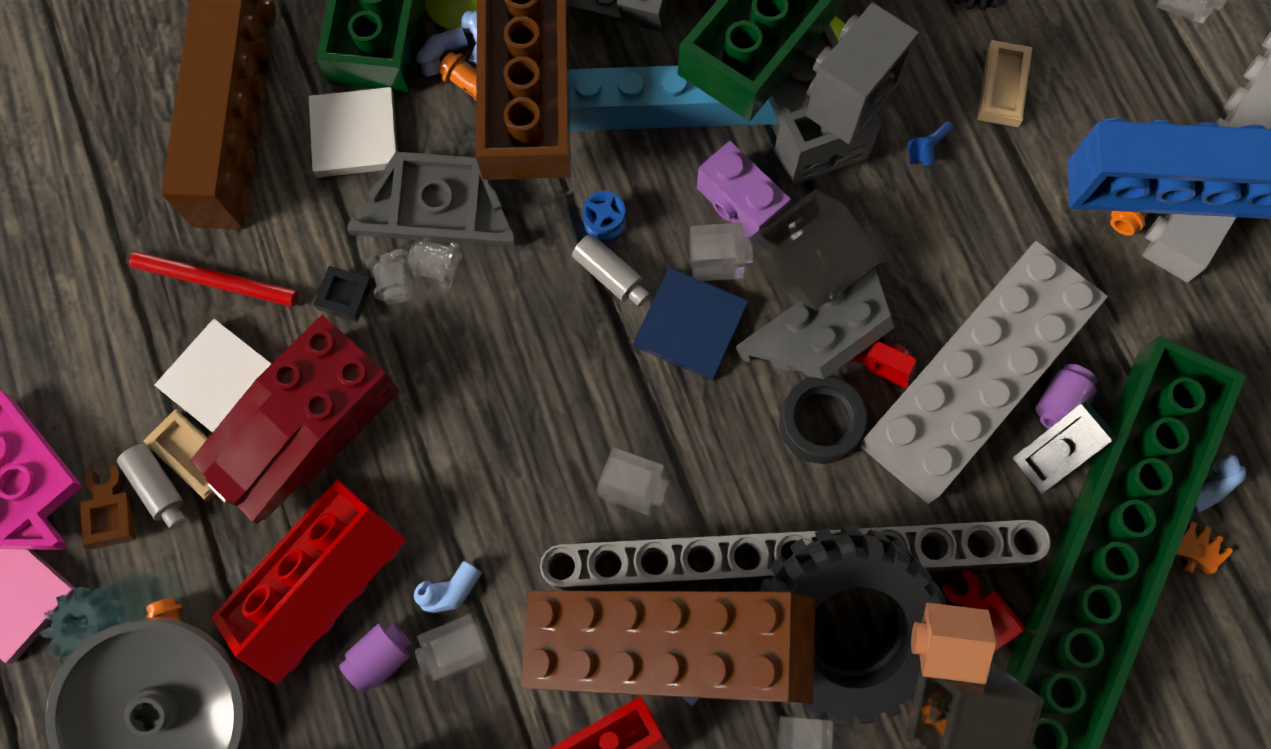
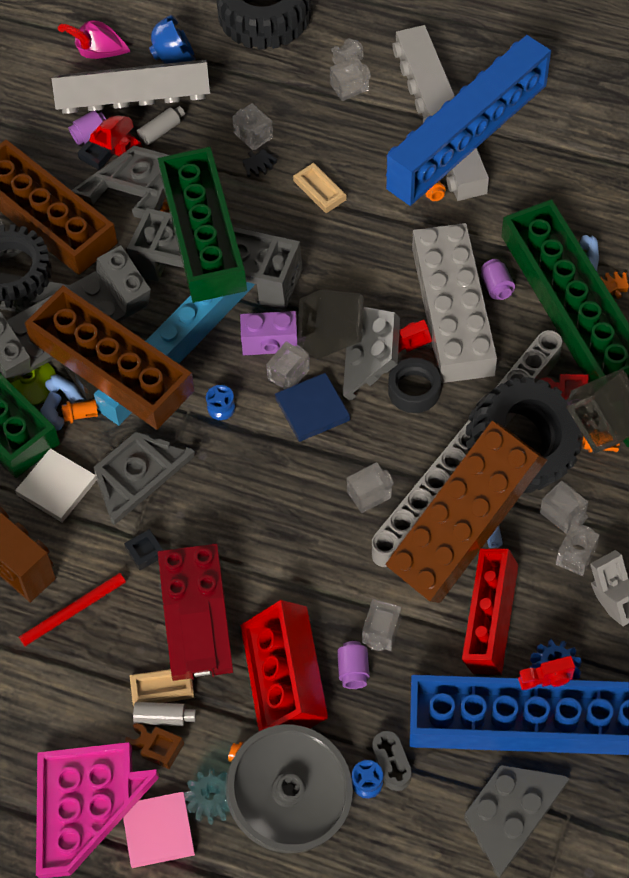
camera: 50 degrees left, 15 degrees down
(212, 374) = (132, 644): white tile -> none
(392, 277) = (158, 519): clear brick -> none
(434, 261) = (169, 494): clear brick -> none
(449, 594) = (351, 611): light blue arm -> none
(610, 270) = (251, 420): light grey cylinder -> none
(859, 71) = (272, 226): dark grey brick -> none
(923, 148) = (320, 244): blue hand -> none
(954, 643) = (569, 385): nougat brick -> none
(1064, 447) = (519, 295): plate -> none

